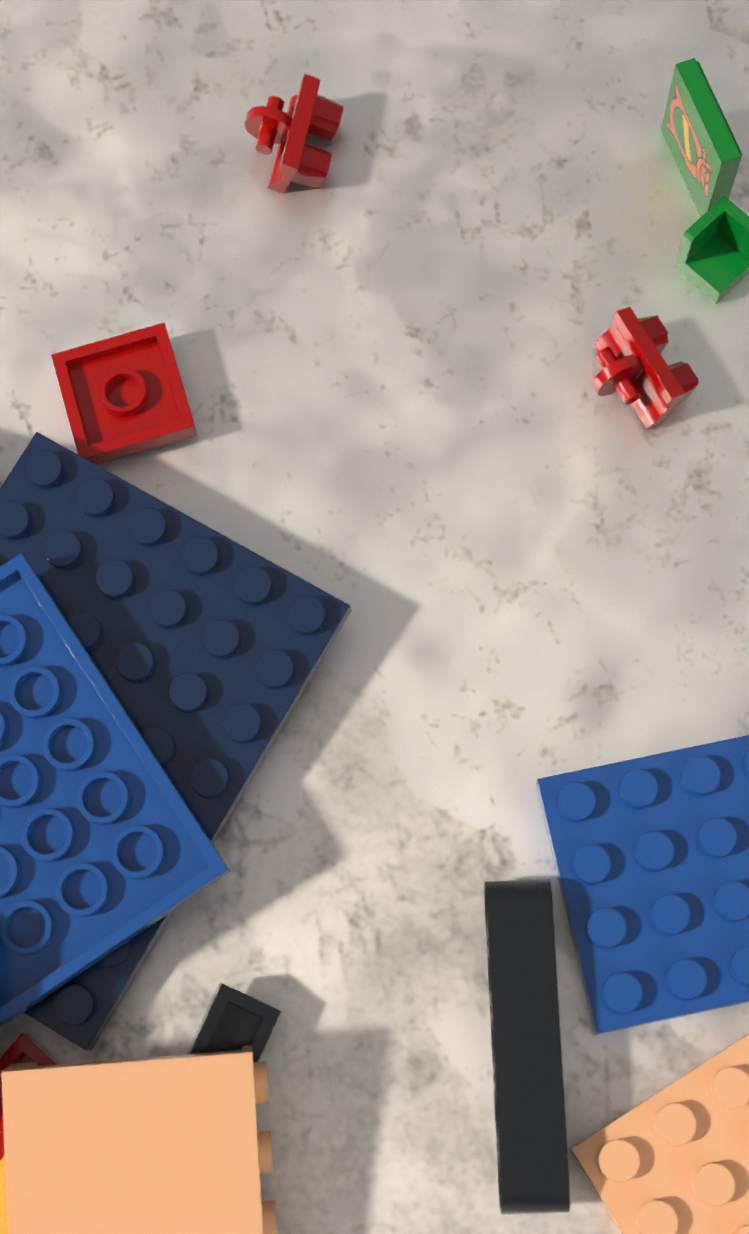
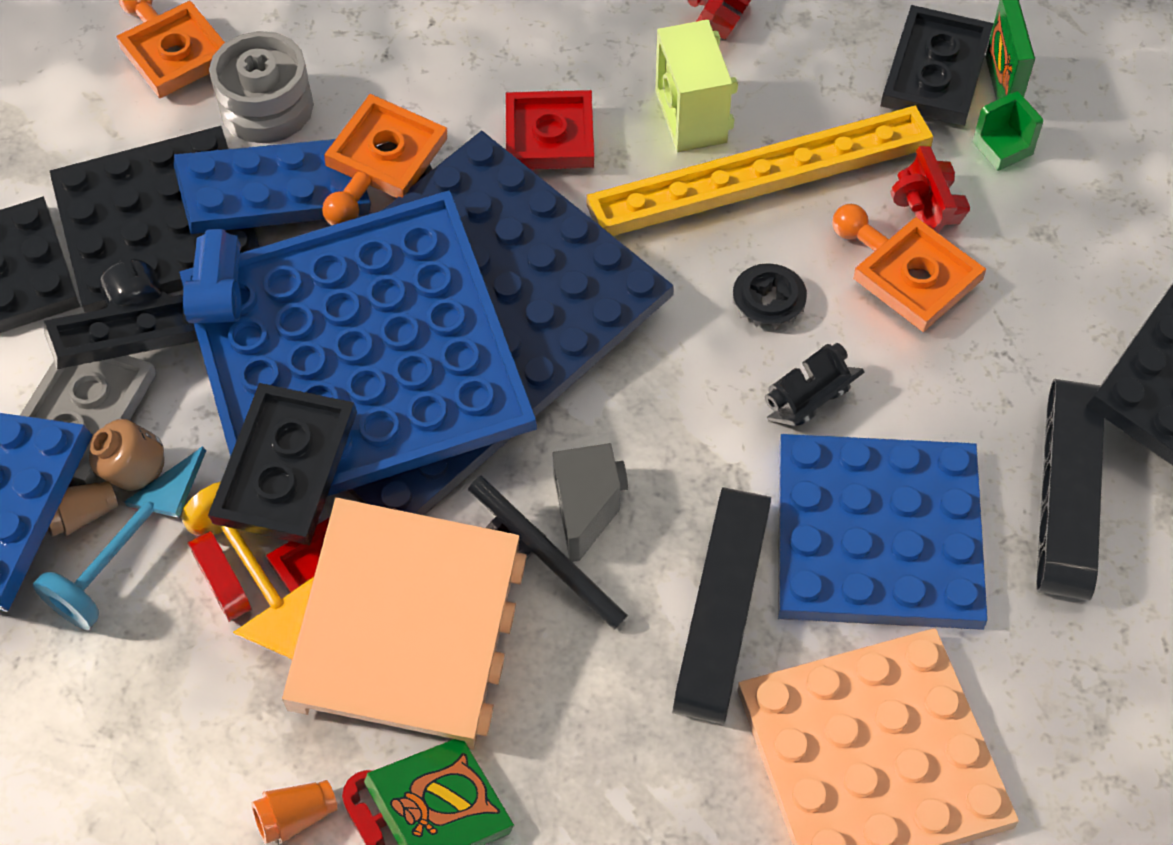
camera: 10 degrees right, 15 degrees down
(288, 1037) = (547, 552): none -> black bar
(299, 288) = (694, 85): none -> yellowish green container
(316, 935) = (587, 493): none -> dark grey slope
(413, 391) = (759, 171): none -> yellow plate
(496, 559) = (760, 280): none -> black gear
(550, 724) = (797, 399): none -> black hinge
(605, 165) = (937, 64): none -> black plate
(641, 456) = (913, 248): none -> orange plate

